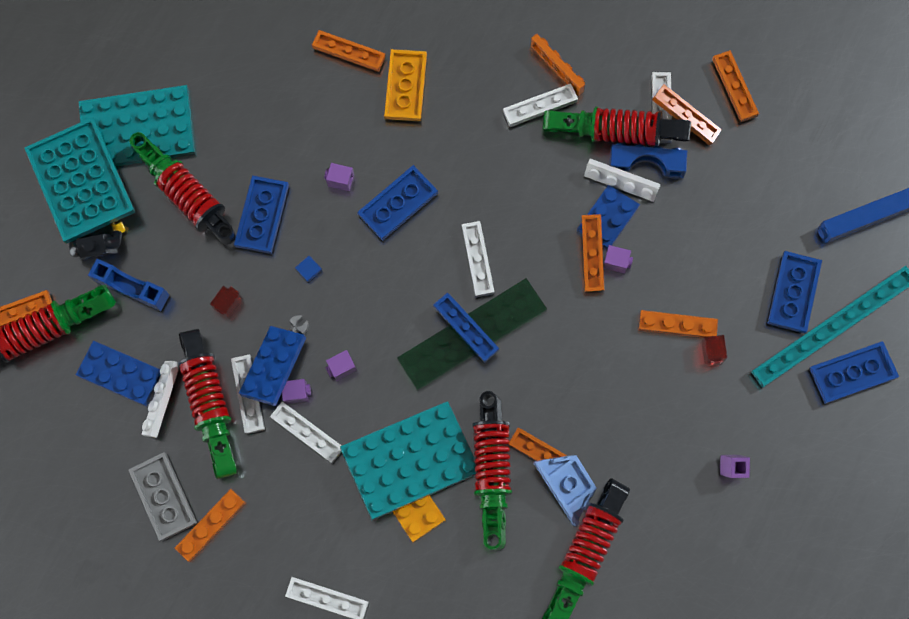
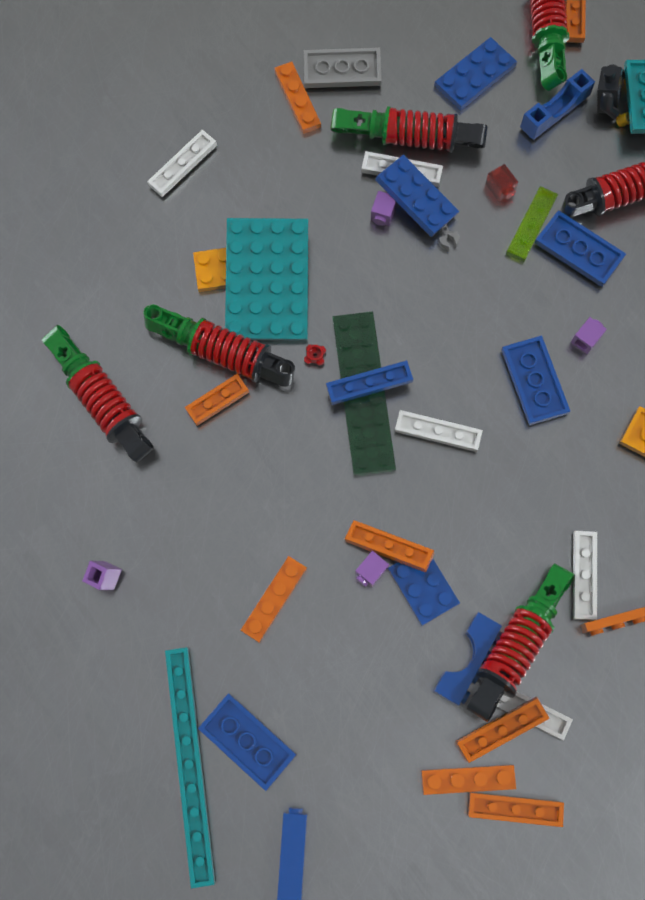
camera: 115 degrees right, 0 degrees up
(160, 400) = (438, 98): white plate -> none
(253, 263) = (531, 224): none -> clear neon green tile
(306, 432) = (340, 204): white plate -> none
(308, 269) = (502, 270): blue tile -> none
(340, 365) = (389, 257): medium lavender brick -> none
(453, 387) = (312, 349): none -> red plate
(568, 484) = (171, 408): light blue wing -> none
(622, 180) = (457, 619): white plate -> none
(714, 350) = (227, 619): clear red brick -> none
(732, 126) = (468, 779): none -> orange plate
(854, 372) = (131, 757): blue plate -> none

